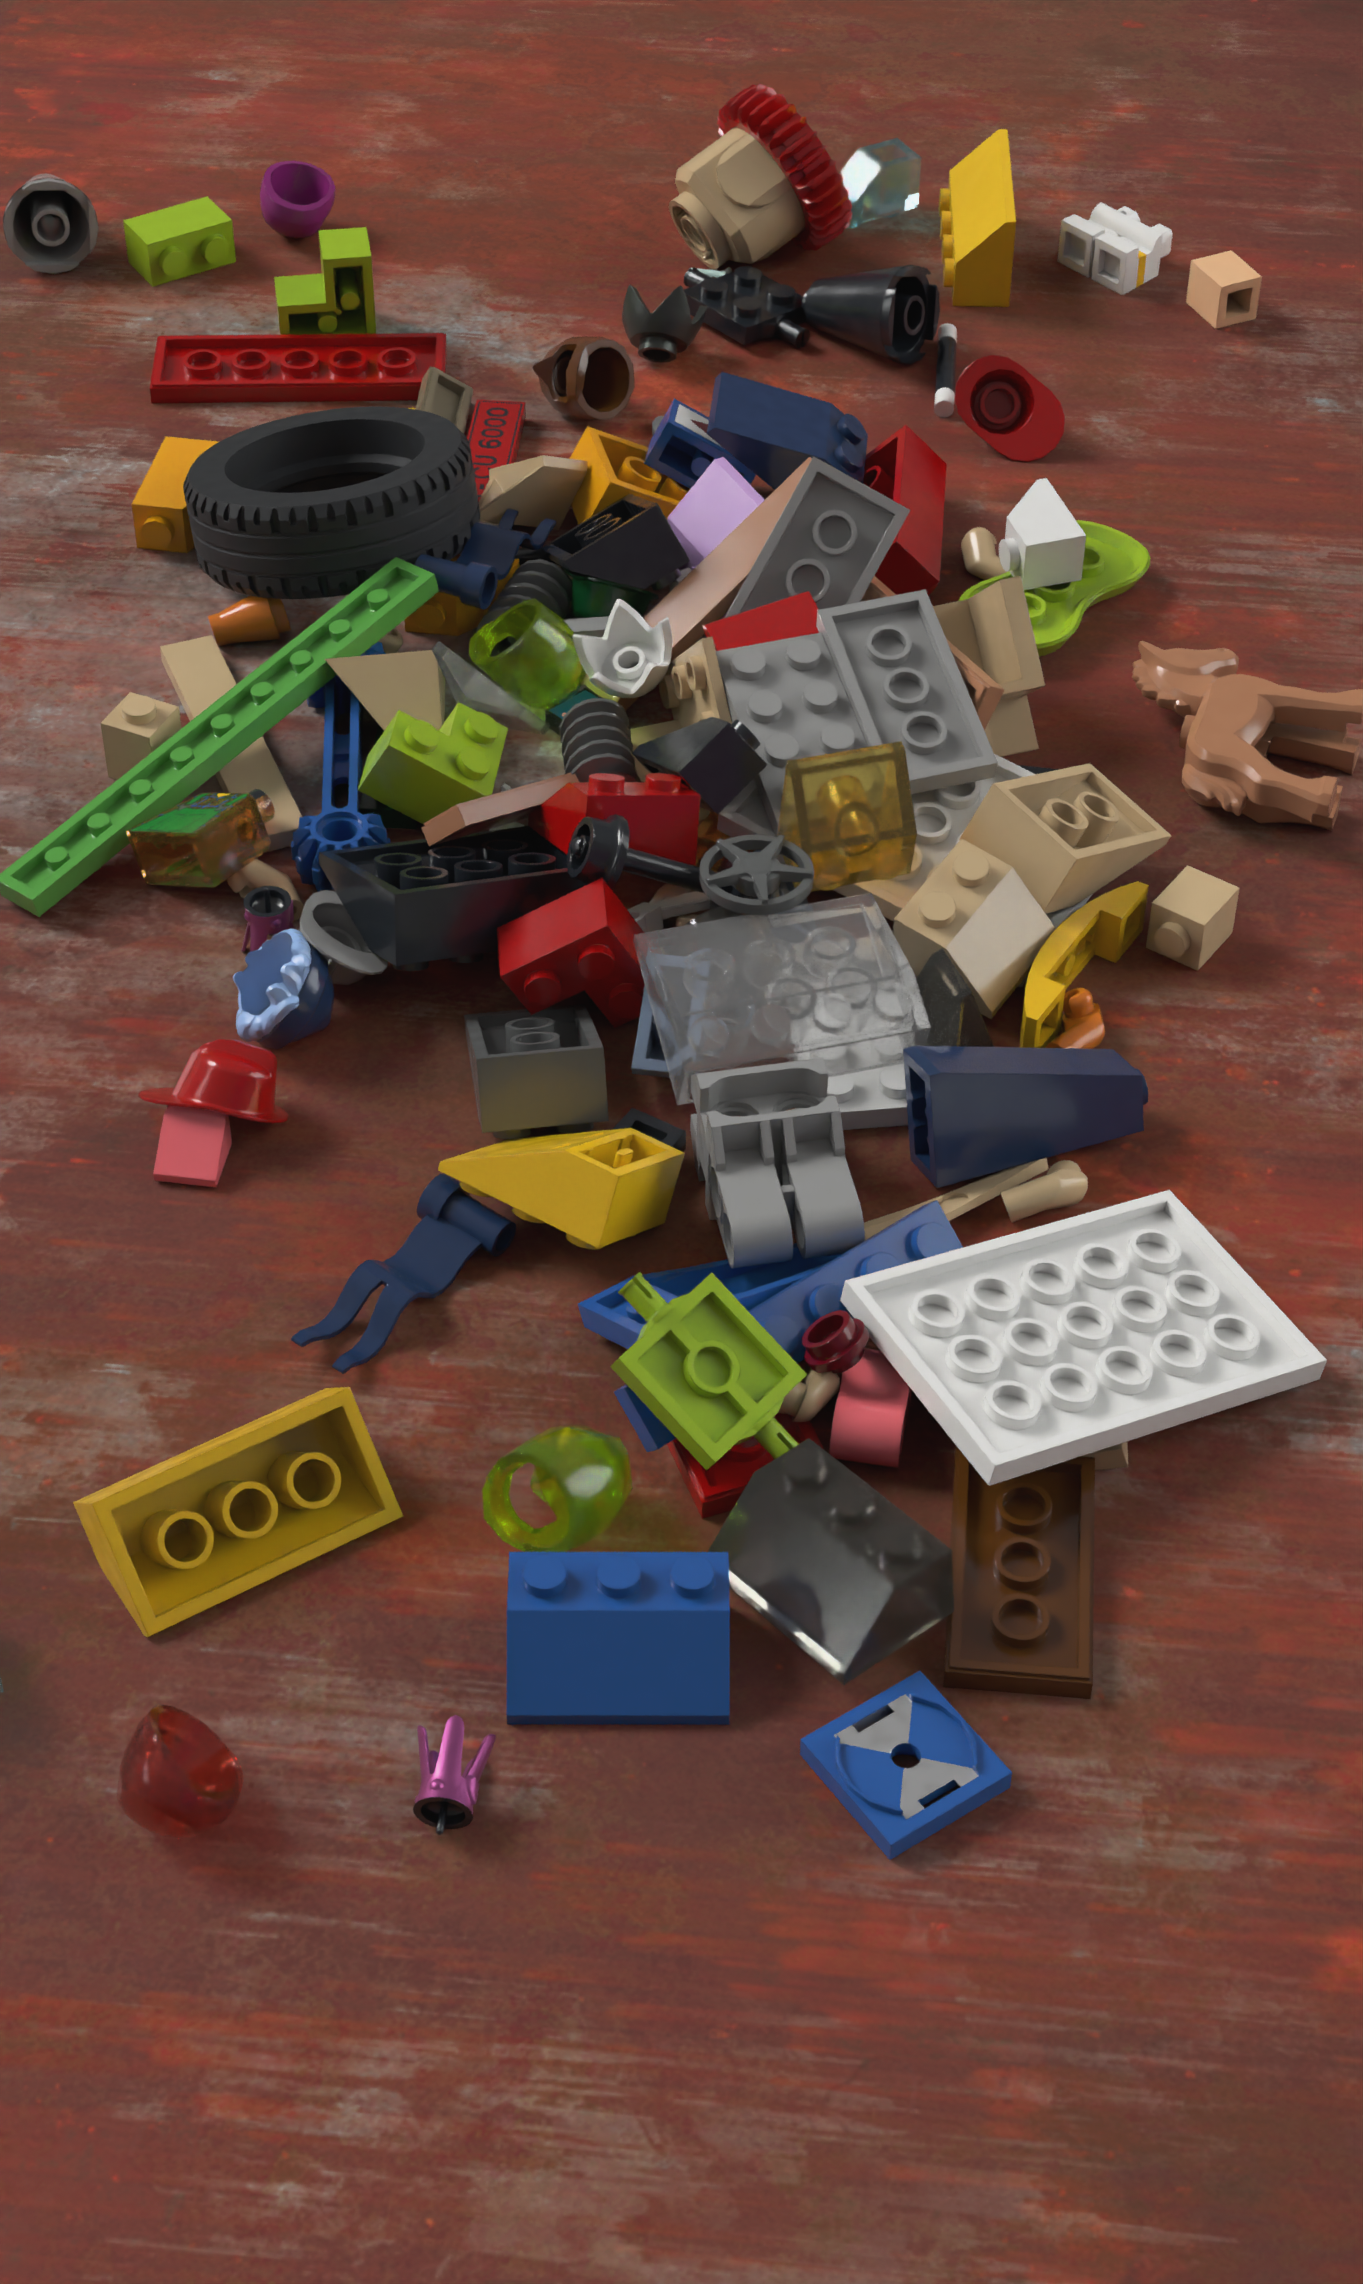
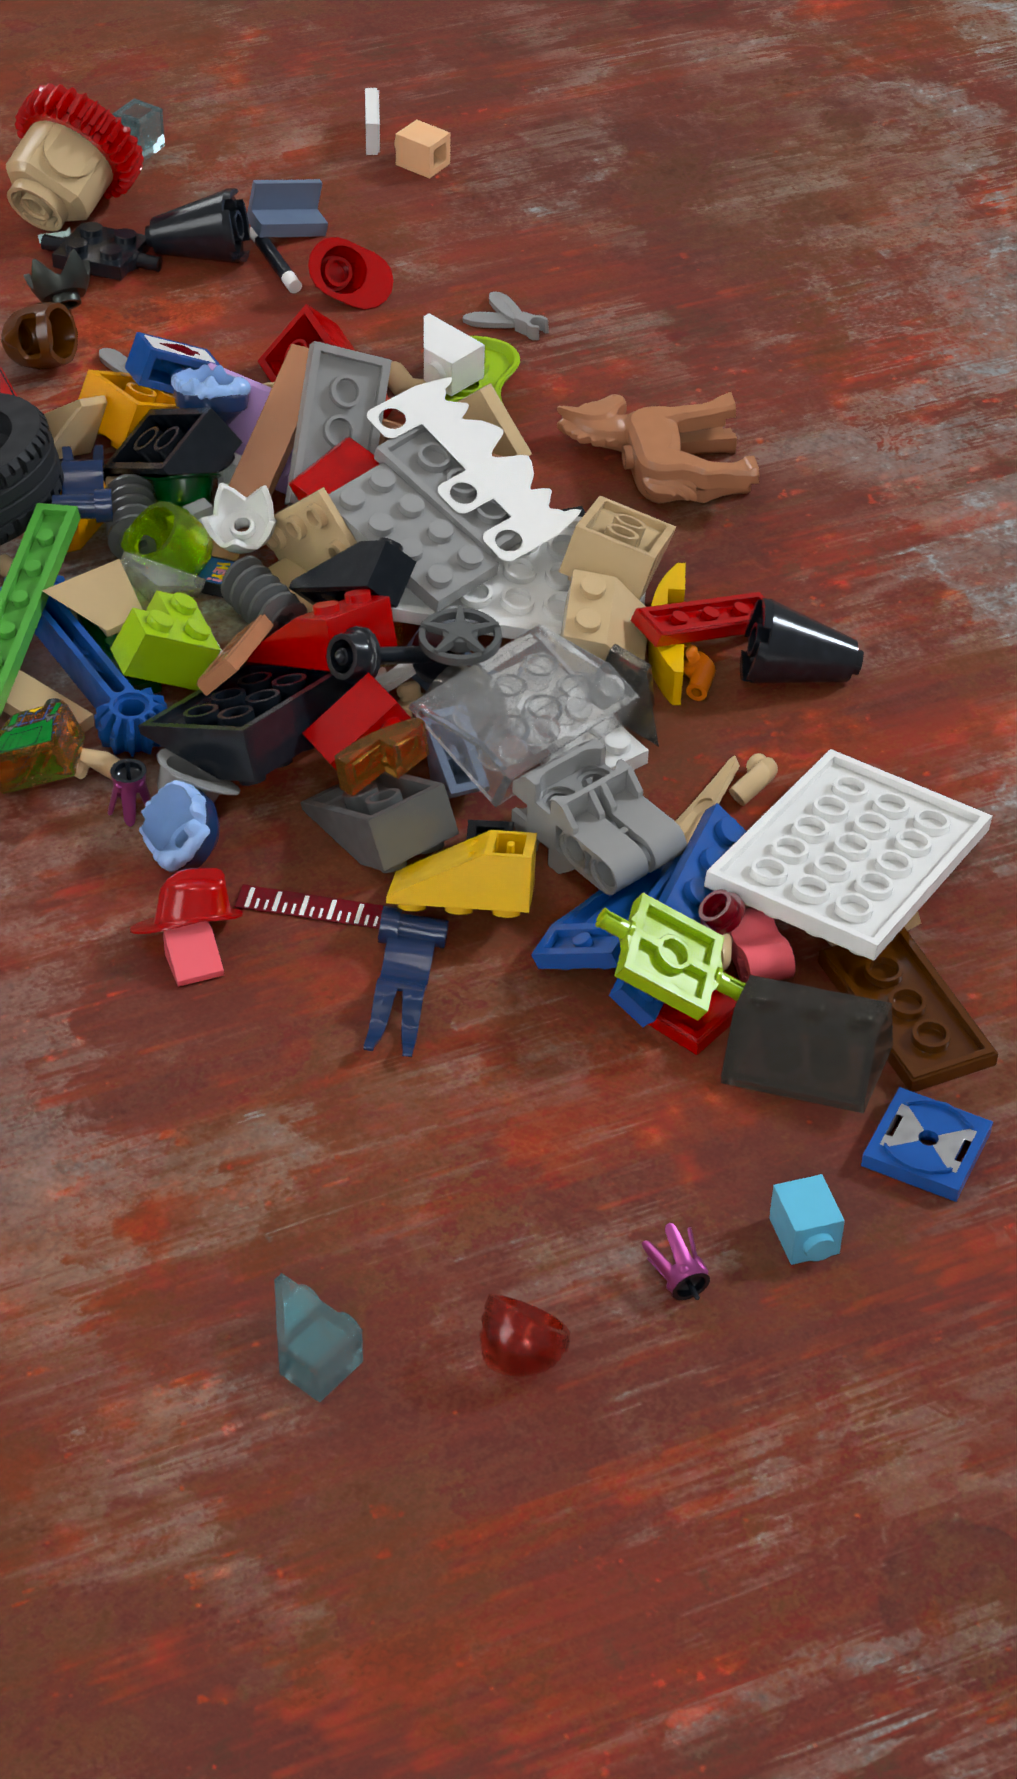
camera: 30 degrees left, 0 degrees up
(239, 1509) = (419, 1163): yellow slope -> none
(371, 1139) = (309, 906): none -> dark red sticker
(575, 1473) = (622, 1060): clear neon green piece -> none
(581, 982) = (388, 750): none -> clear orange slope
(618, 1638) = (715, 1141): blue slope -> none
(654, 1792) = (806, 1219): none -> medium azure brick
(691, 494) = (211, 389): none -> light blue hair
(780, 429) = (231, 336): dark blue slope -> none
(850, 814) = (491, 575): clear yellow slope -> none
(942, 691) = (495, 478): none -> white piece
(979, 225) = (228, 138): yellow slope -> none
(994, 313) = (286, 208): none -> sand blue panel
(1014, 1105) = (705, 732): dark blue slope -> none
(1113, 247) = (326, 139): white hips -> none
(1126, 965) = (695, 619): none -> red tile
(1183, 519) = (508, 316): none -> light grey piece
(1185, 241) = (372, 121): none -> white tile
(1192, 917) = (716, 571): tan brick -> none
(1218, 1044) = (795, 648): none -> black cone

